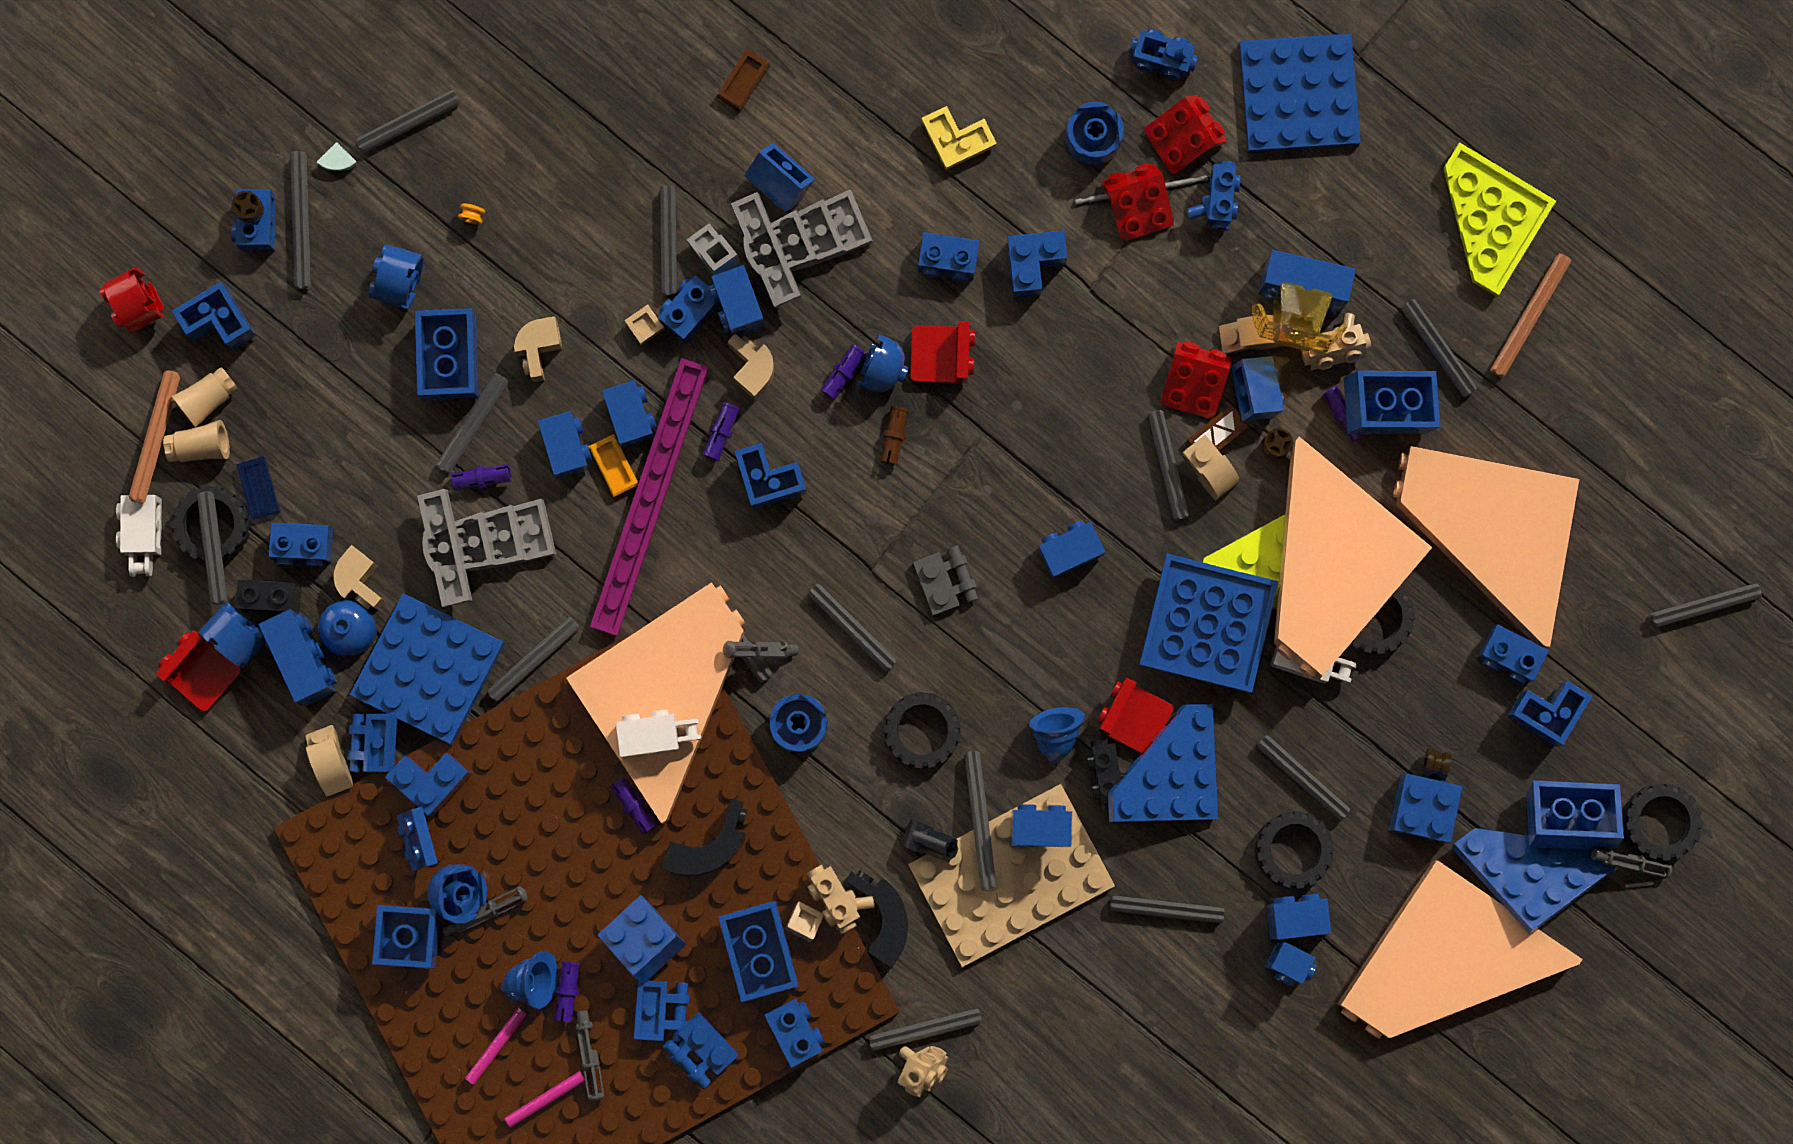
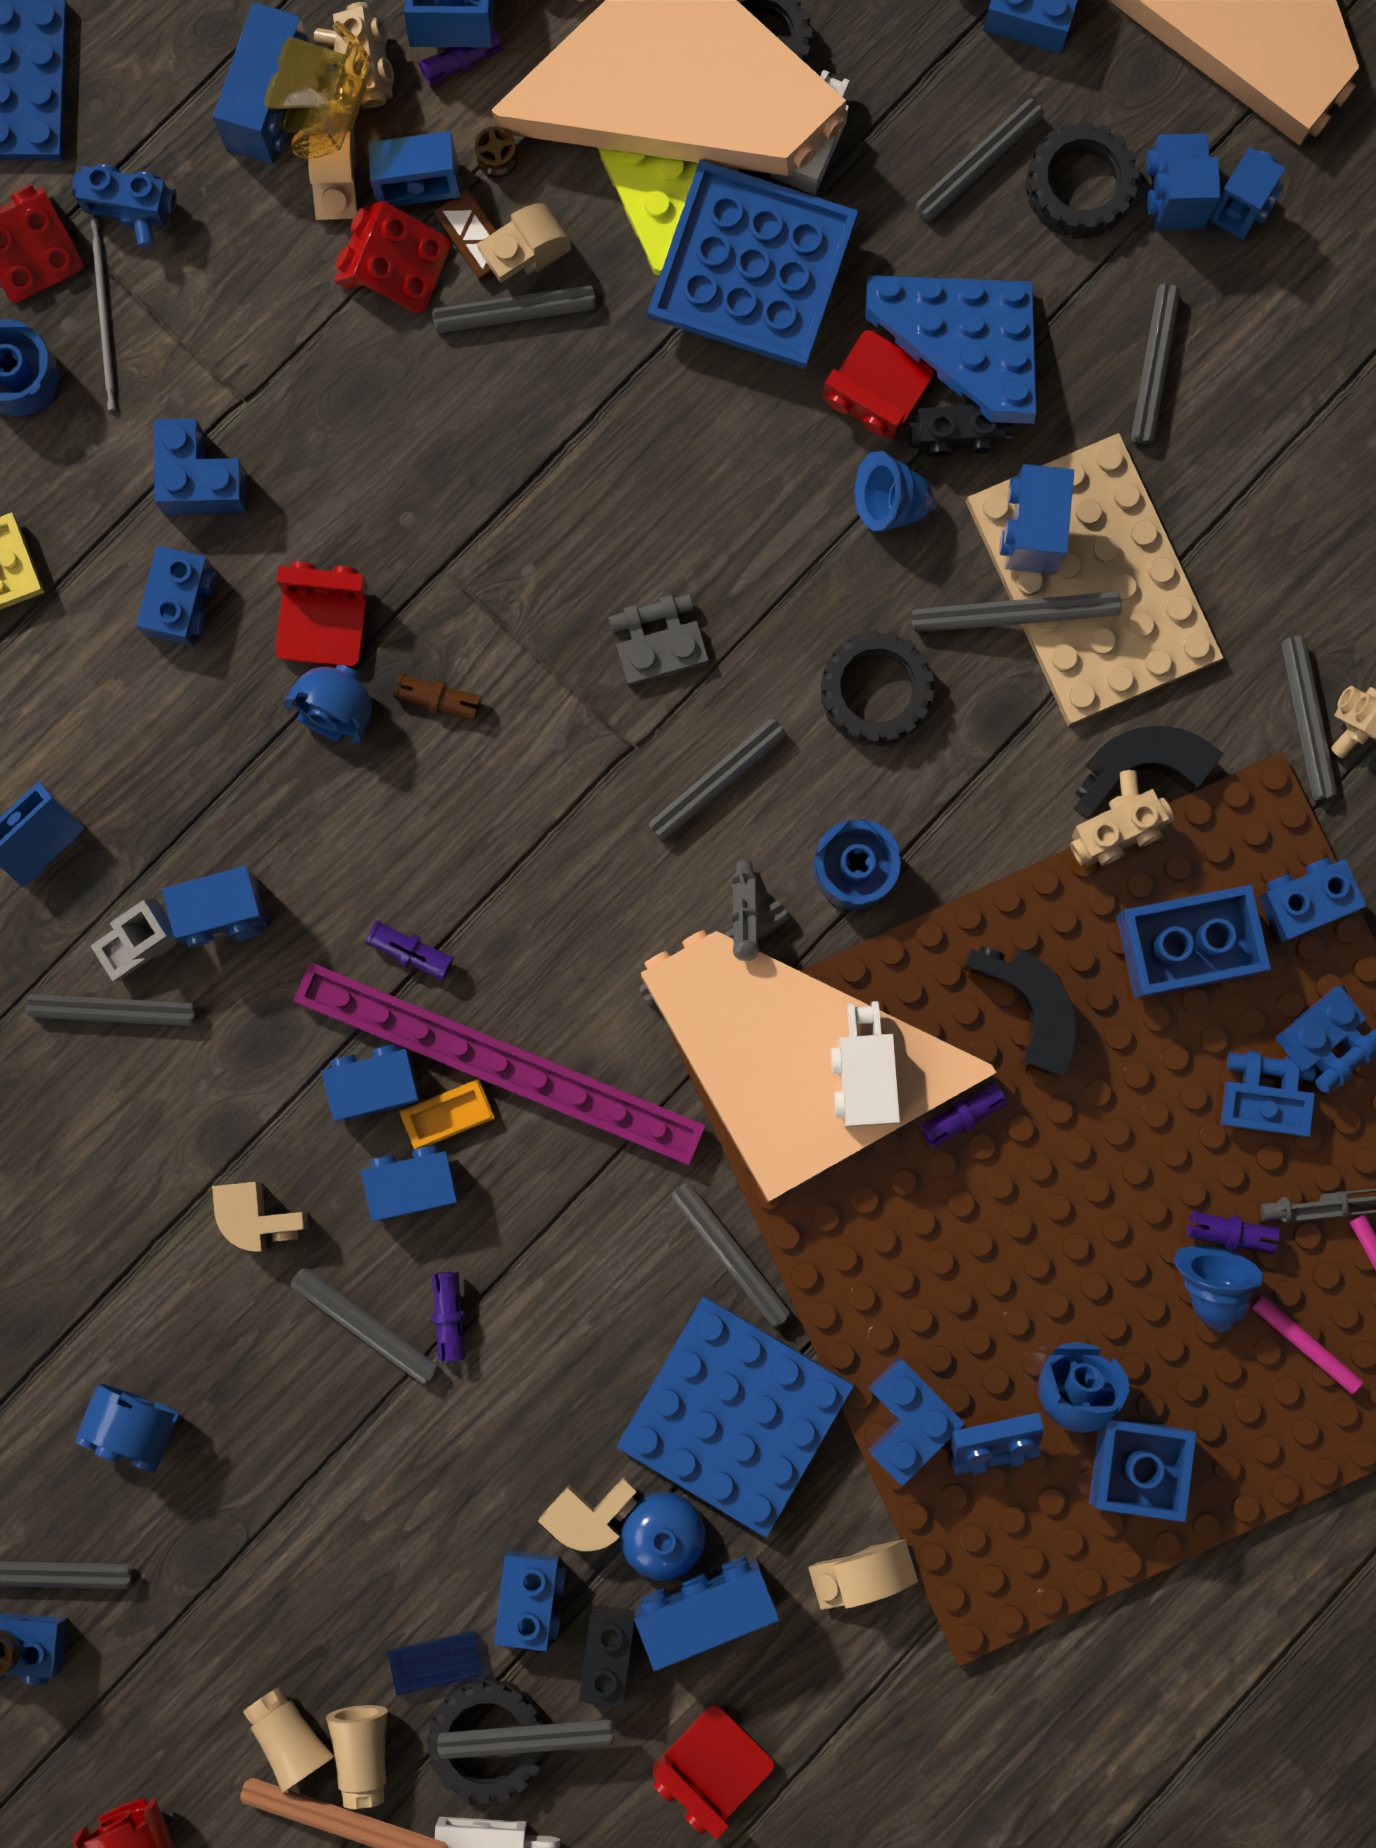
camera: 85 degrees left, 0 degrees up
(214, 310) = (152, 1715): blue brick -> none
(233, 635) = (664, 1712): blue brick -> none
(378, 746) = (846, 1496): blue plate -> none
(446, 354) = (255, 1356): blue brick -> none
(471, 214) = (40, 1306): light orange bush -> none
(479, 541) = (547, 1324): light grey slope -> none
(487, 911) = (1104, 1337): dark grey piece -> none
(642, 939) = (1166, 1113): blue brick -> none
(644, 324) = (236, 1054): tan plate -> none
(688, 309) = (219, 985): blue brick -> none
(759, 366) = (316, 885): tan brick -> none
(767, 485) = (494, 892): blue brick -> none
(798, 239) = (129, 814): light grey slope -> none
(804, 921) = (1150, 874): tan plate -> none
(843, 372) = (335, 764): dark purple pin -> none
(924, 839) = (1037, 696): black piece -> none
(1070, 549) = (628, 451): blue brick -> none
(1139, 201) = (119, 315): red bracket -> none

